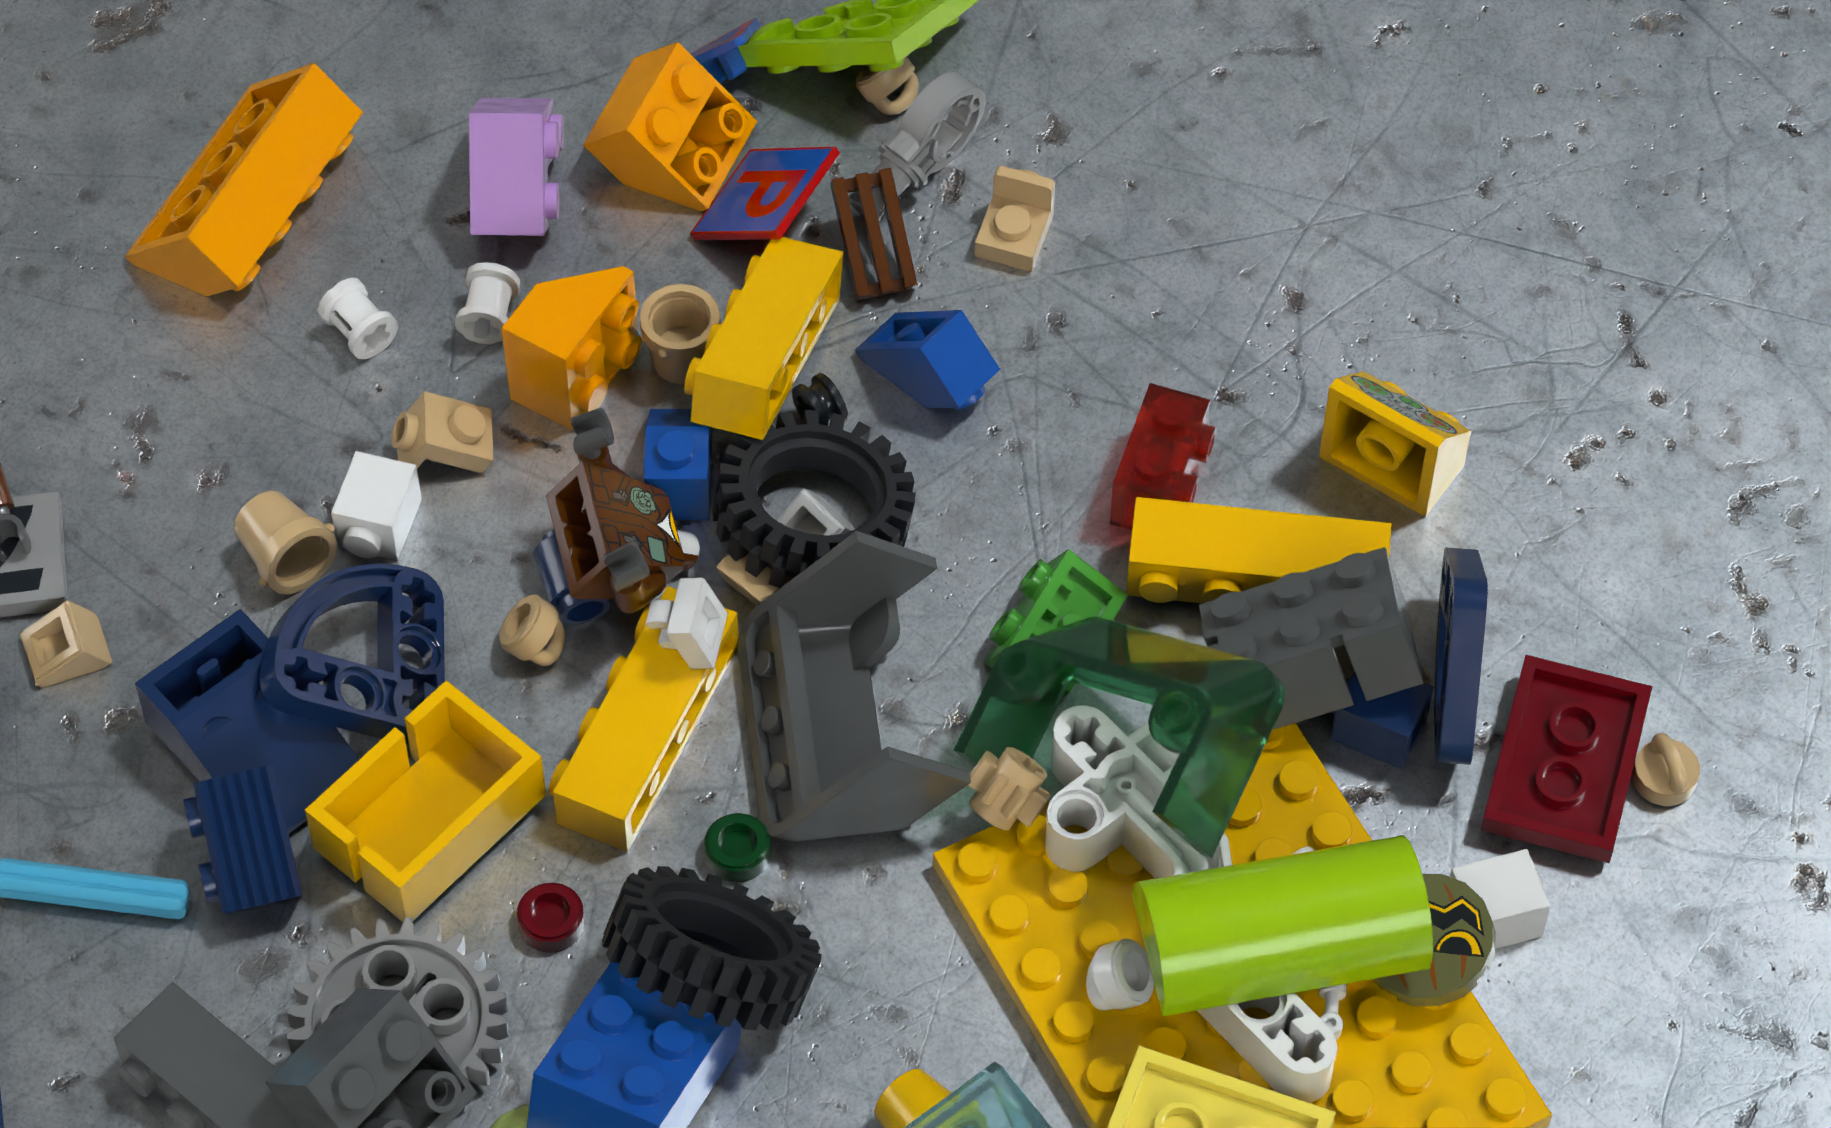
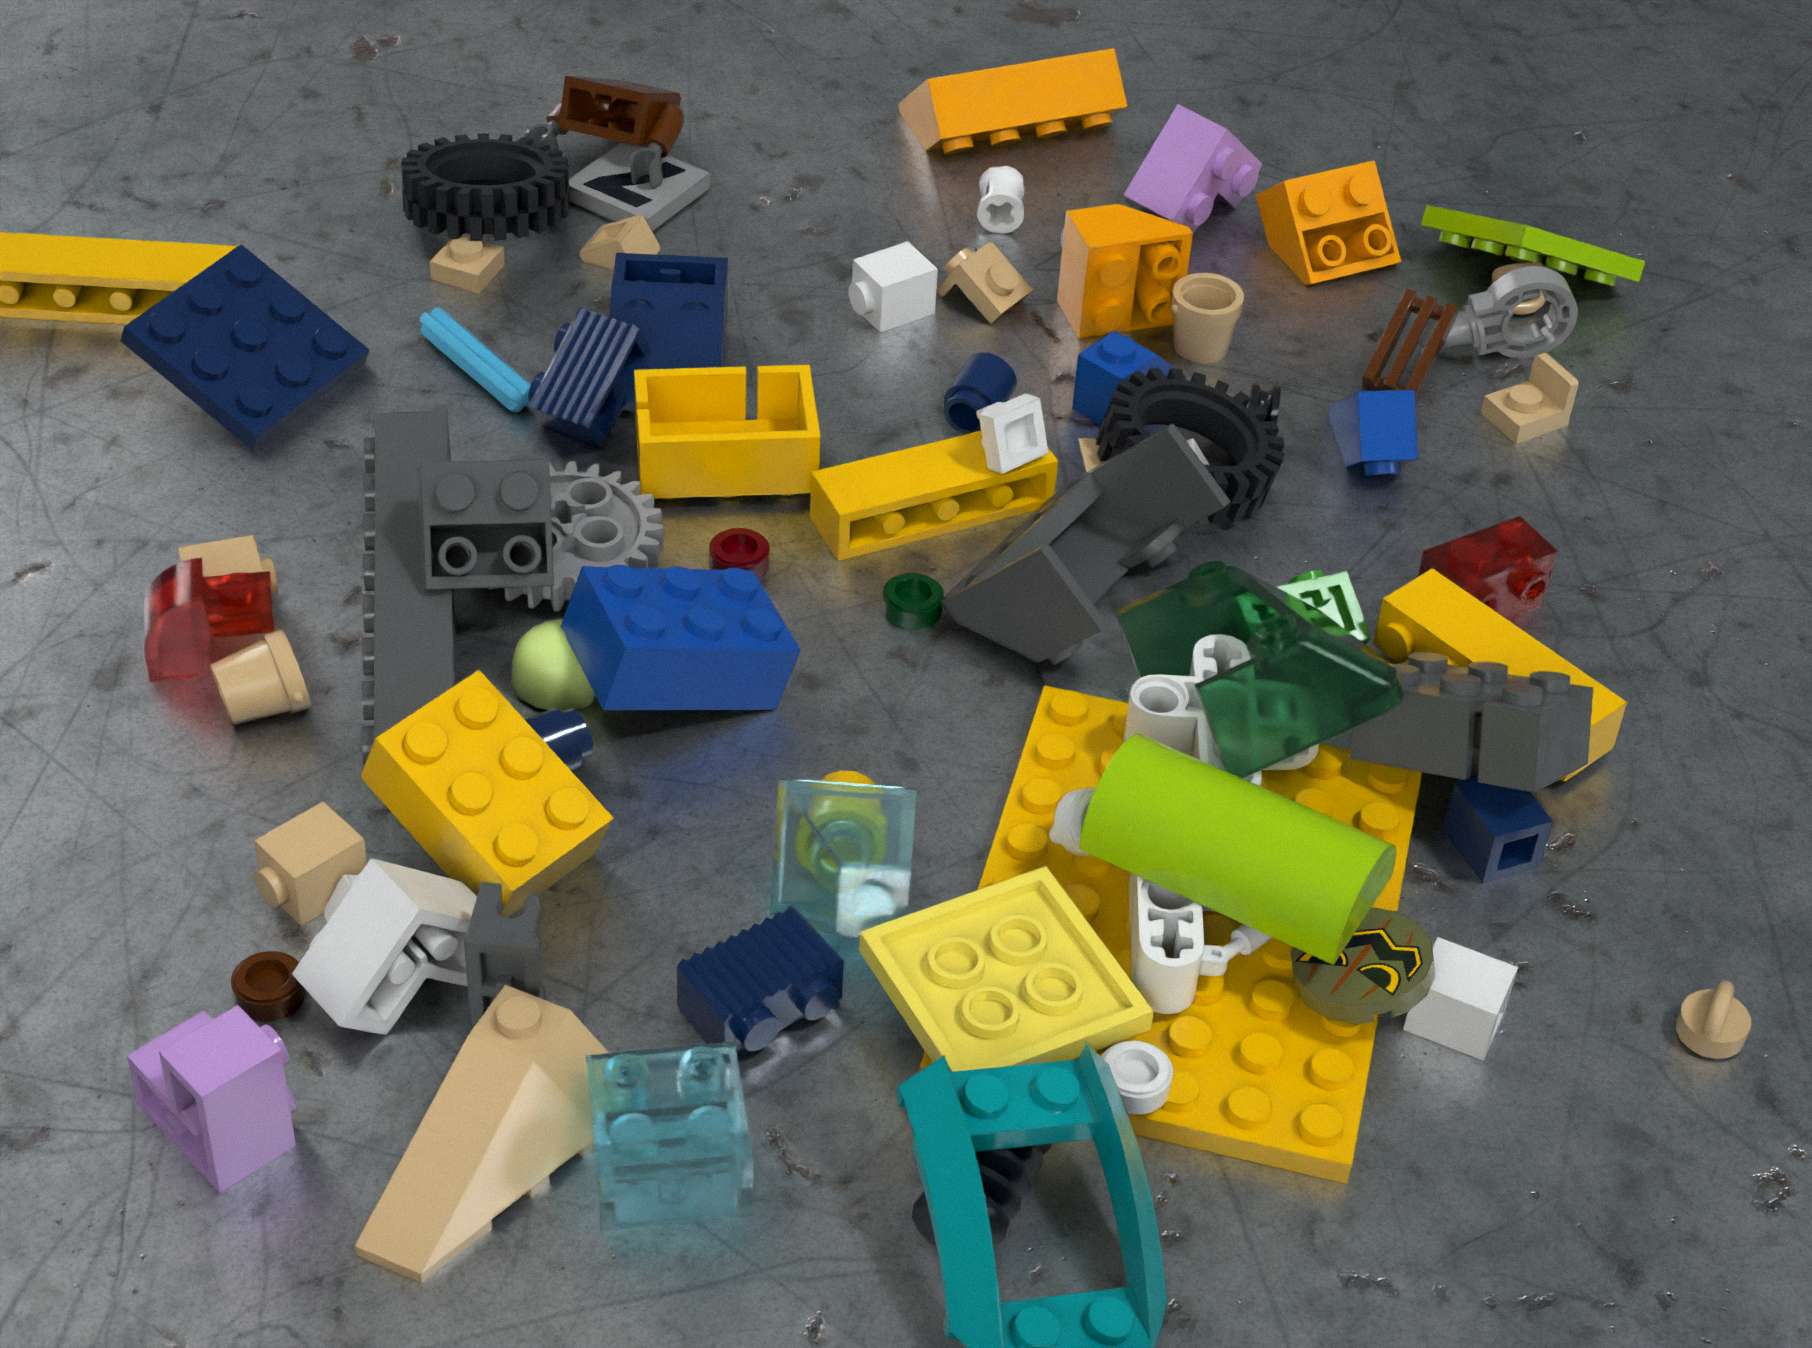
camera: 40 degrees right, 15 degrees down
(284, 542) = (811, 270): tan piece -> none
(382, 687) = (792, 286): dark blue beam -> none
(529, 629) = (912, 399): tan tile -> none
(613, 529) = (1031, 357): reddish brown torso -> none
(655, 941) = (802, 604): black tyre -> none
(726, 50) = (1408, 202): blue piece -> none
(764, 193) = (1362, 285): piece -> none
(764, 337) = (1257, 337): yellow brick -> none
(1008, 788) = (1128, 657): tan gear -> none
(1392, 440) = (1692, 671): yellow slope -> none
(1459, 654) = (1586, 814): dark blue beam -> none
(1567, 758) = (1628, 954): dark red plate -> none

